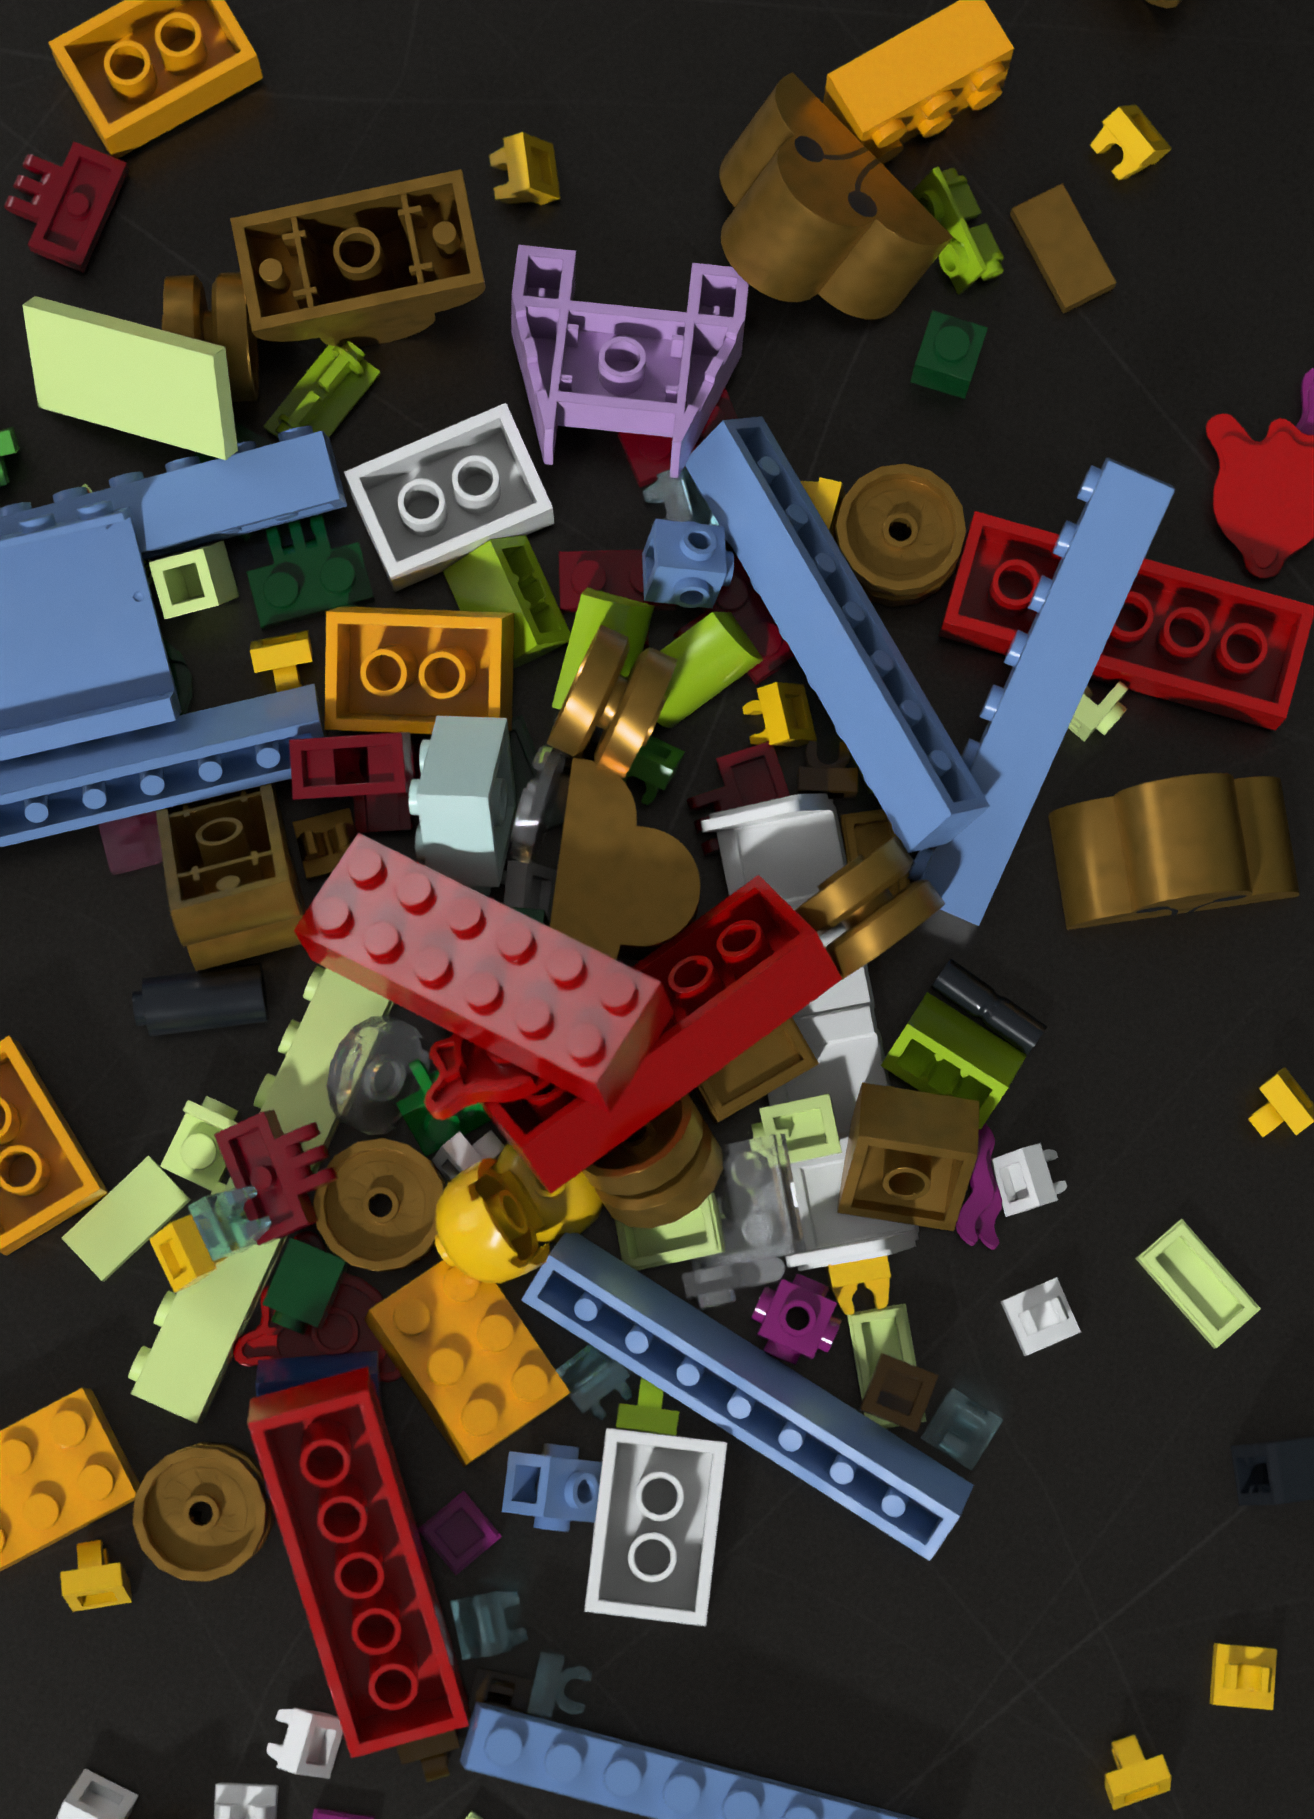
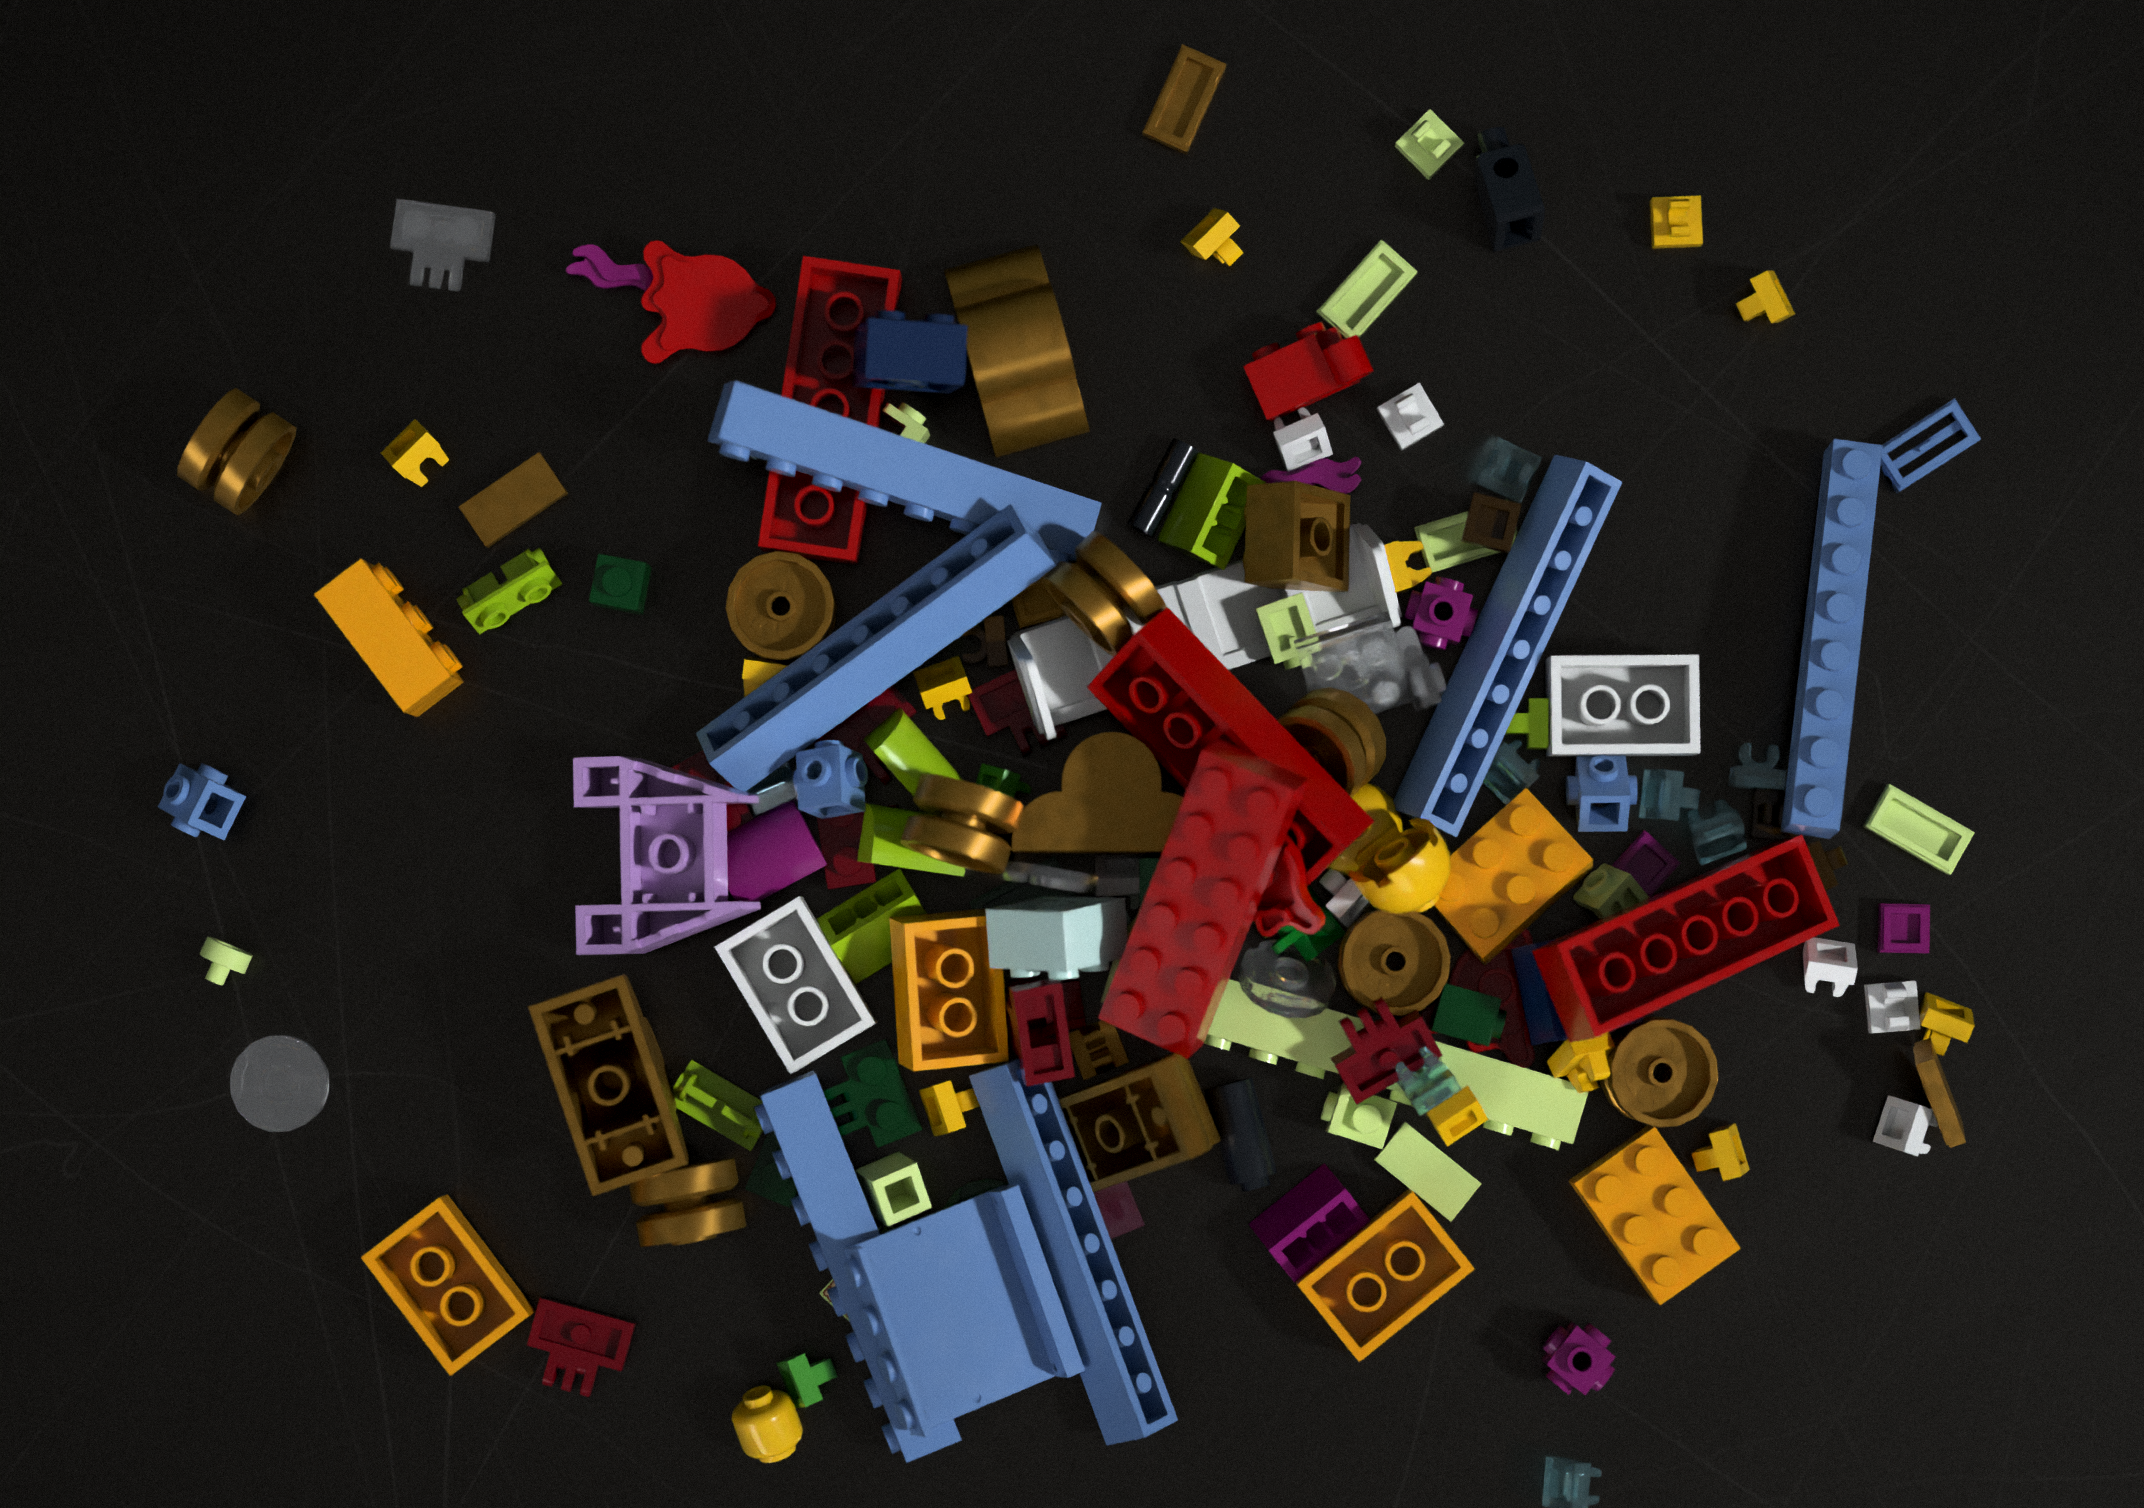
camera: 90 degrees left, 5 degrees up
(84, 1067) = (1309, 1222): none -> magenta brick
(131, 377) = (733, 1263): yellowish green tile -> none
(225, 1417) = (1583, 1062): none -> yellow tile
(431, 1481) = (1609, 891): none -> yellowish green bracket
(530, 170) = (501, 956): yellow tile -> none
(541, 1566) = (1664, 795): none -> clear light blue tile
(608, 486) = (771, 853): none -> magenta brick
(688, 1238) = (1388, 705): yellowish green tile -> none
(757, 1071) = (1247, 666): pearl gold tile -> none
(821, 211) = (514, 707): pearl gold brick -> none
(1111, 1192) = (1306, 369): none -> red hinge
(1185, 707) = (909, 354): none -> dark blue brick

